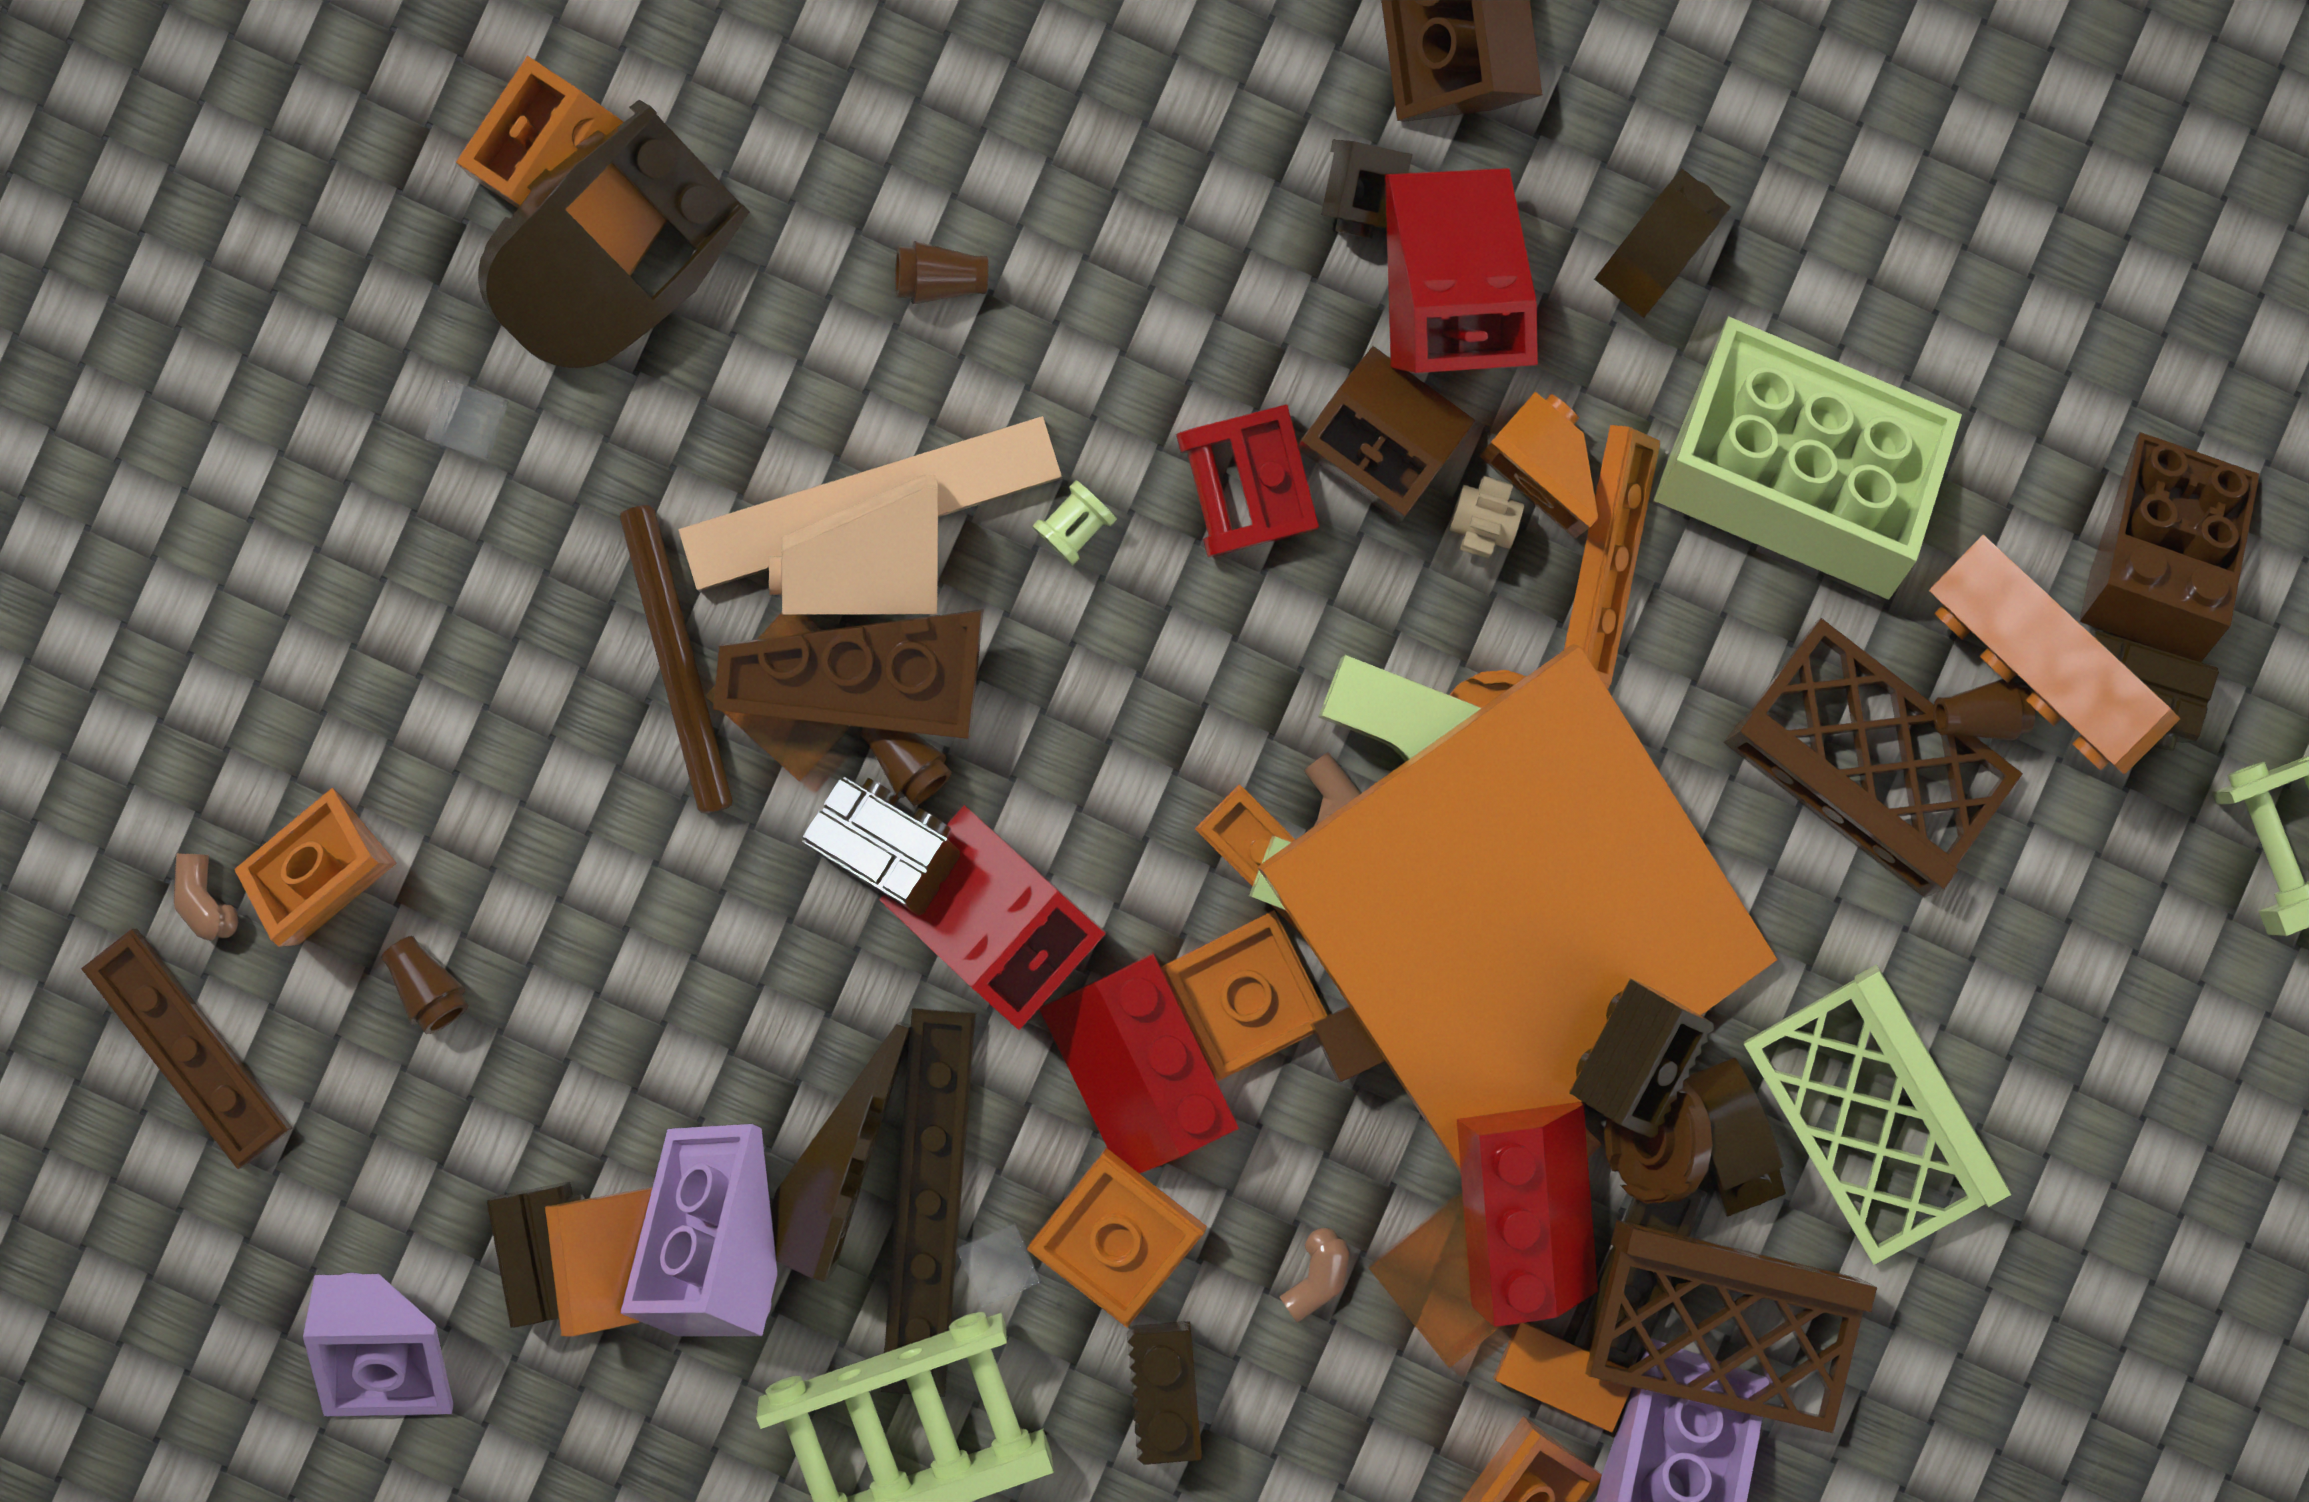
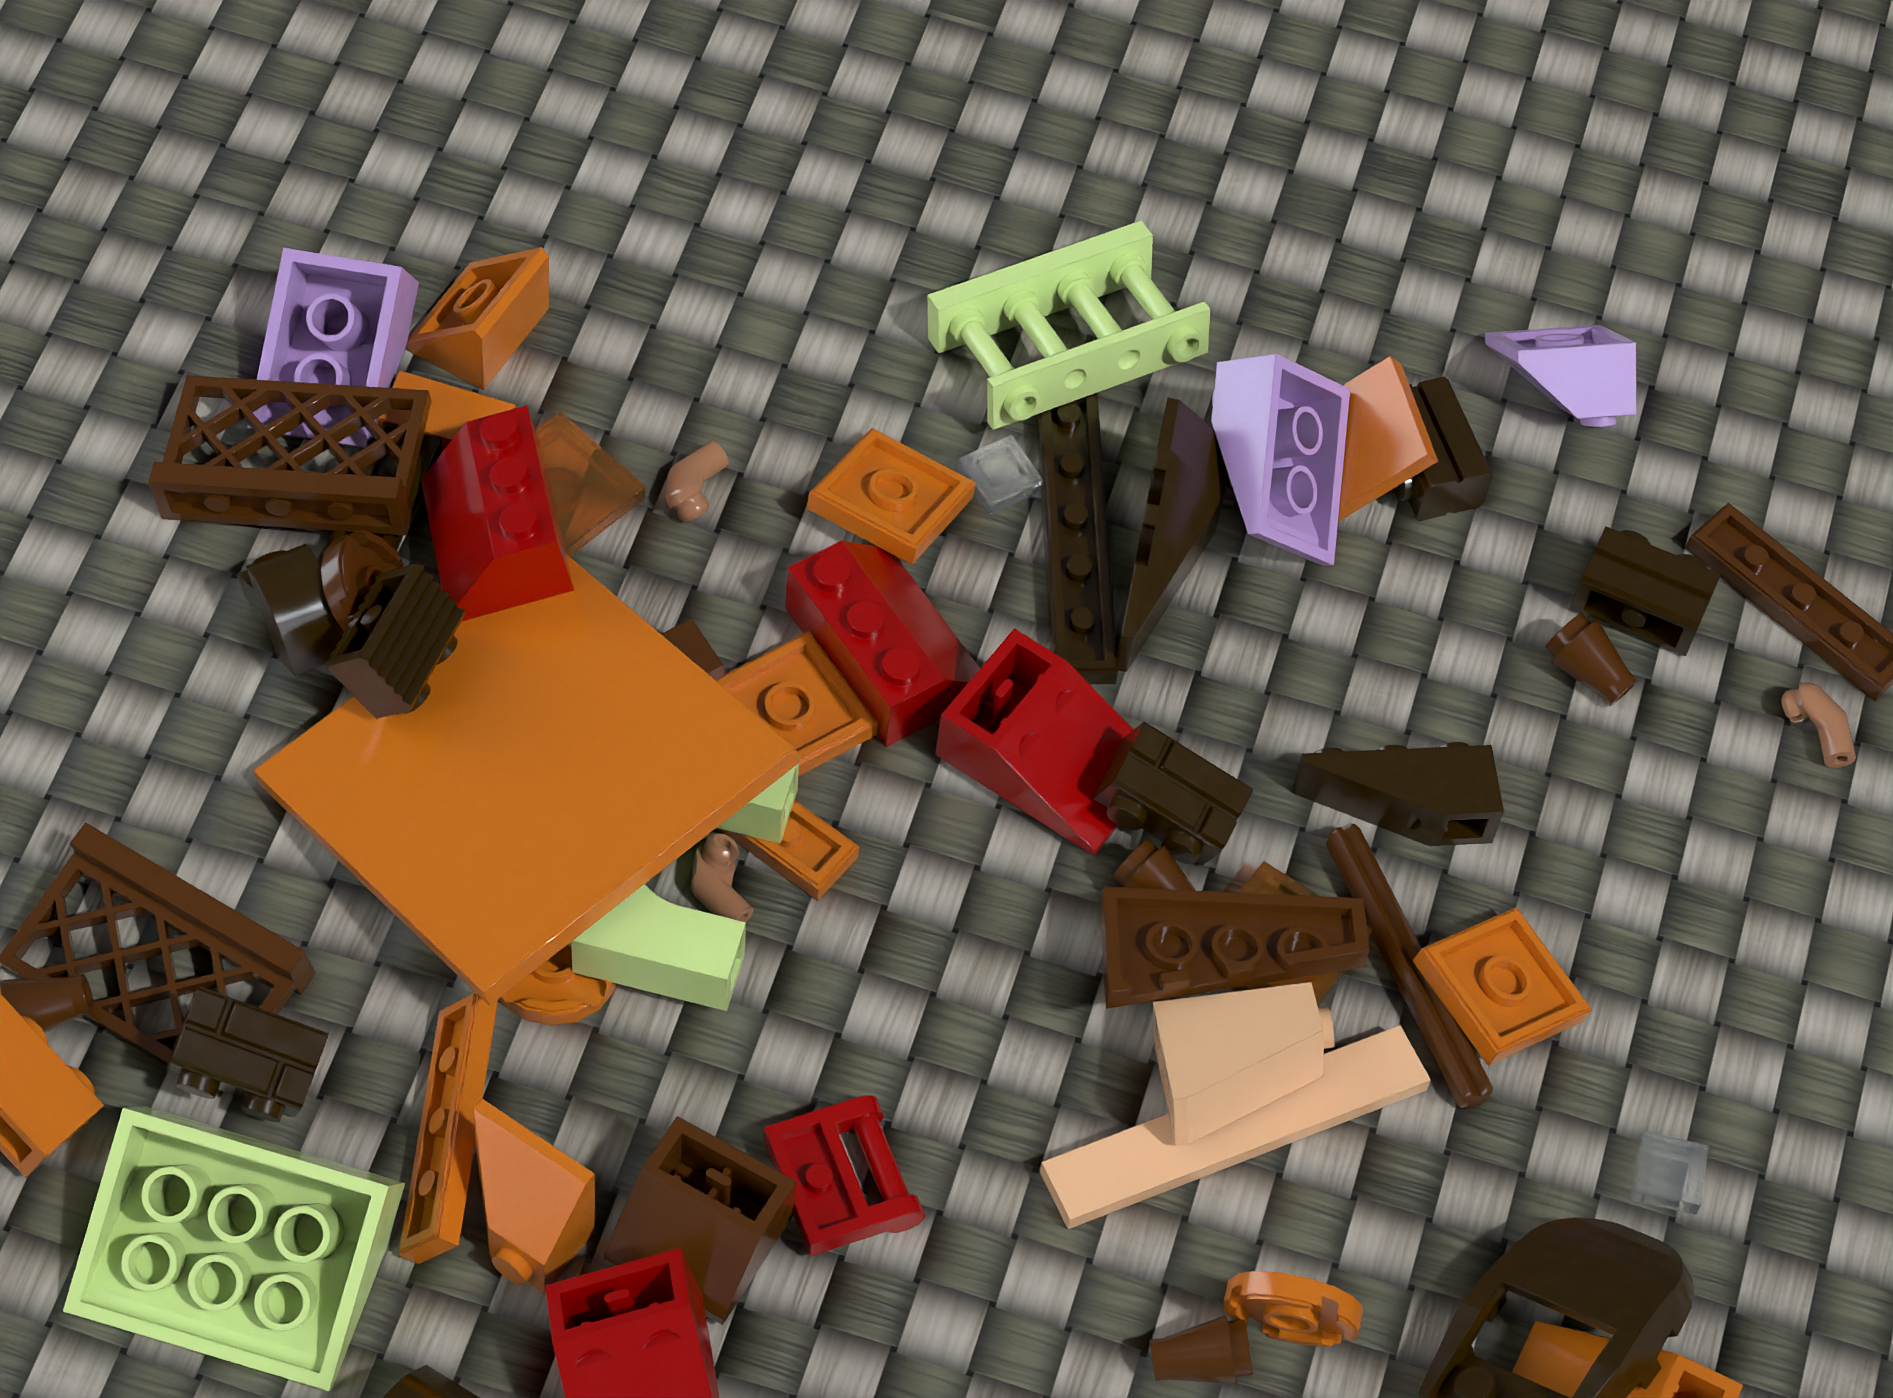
camera: 170 degrees right, 30 degrees down
(312, 869) = (1721, 745): orange slope -> none
(348, 1062) = (1646, 589): none -> dark brown brick
(589, 621) = (1502, 985): none -> orange tile
(622, 836) = (1420, 793): none -> dark brown slope
(854, 289) = (1294, 1307): none -> orange tile
(1093, 518) = (1021, 1116): yellowish green bush -> none
(1164, 1393) = (831, 372): dark brown brick -> none
(1486, 517) = (591, 1142): tan gear -> none
(1797, 633) = (245, 1054): none -> dark brown brick
(1926, 1089) = (95, 662): yellowish green fence -> none

